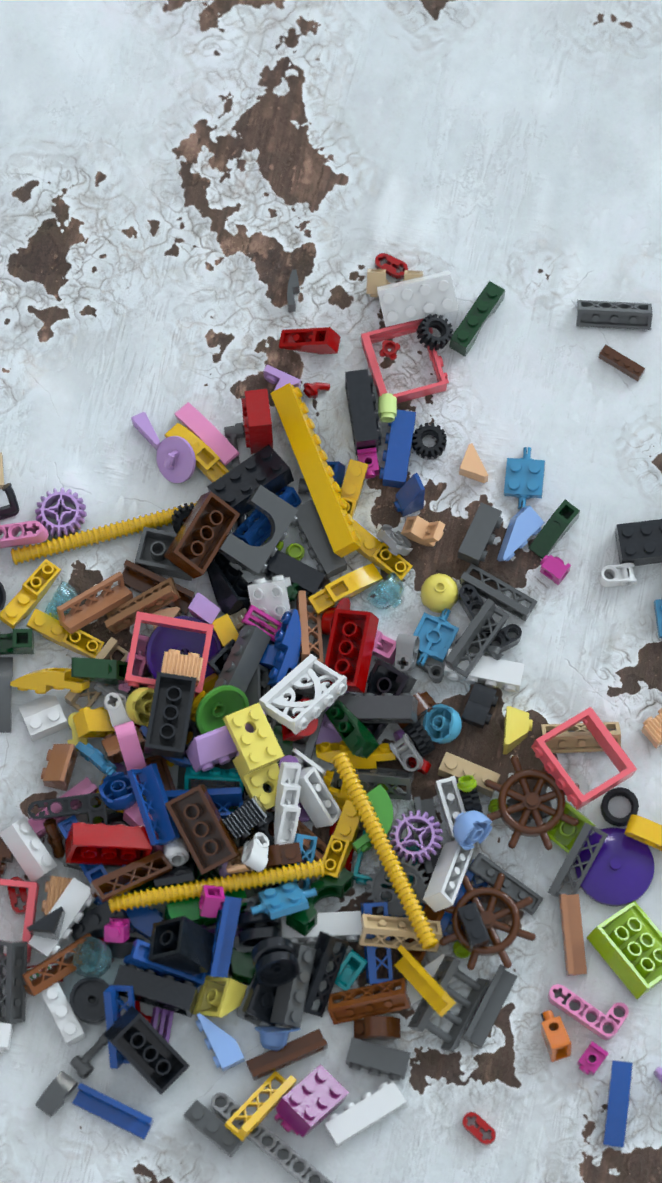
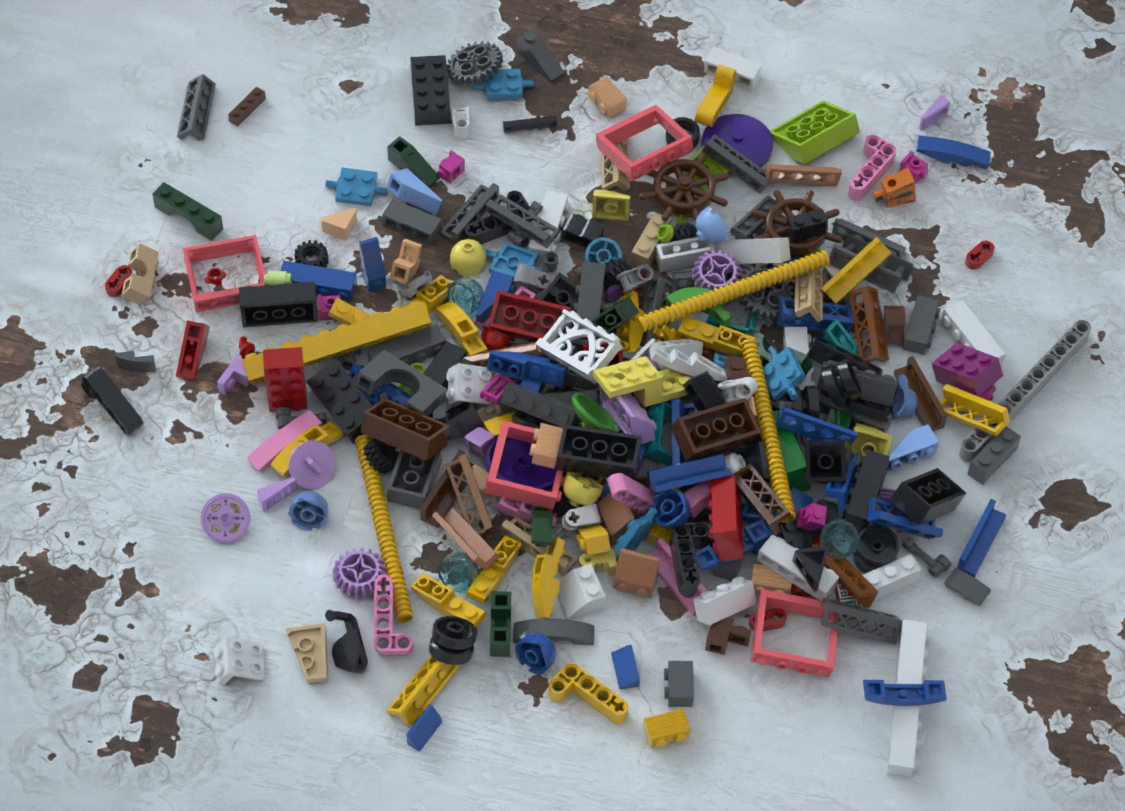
camera: 90 degrees left, 15 degrees down
(54, 838) = (707, 578): reddish brown pin -> none
(116, 388) = (225, 518): none -> lavender shield
(127, 461) = (309, 510): none -> medium blue cylinder
(211, 901) = (785, 428): dark pink brick -> none
(243, 273) = (112, 400): none -> black beam
(390, 619) = (499, 282): none -> blue slope
(417, 298) = (164, 250): white brick -> none
(439, 324) = (202, 238): black tyre -> none
(623, 653) = (532, 123): none -> black pin

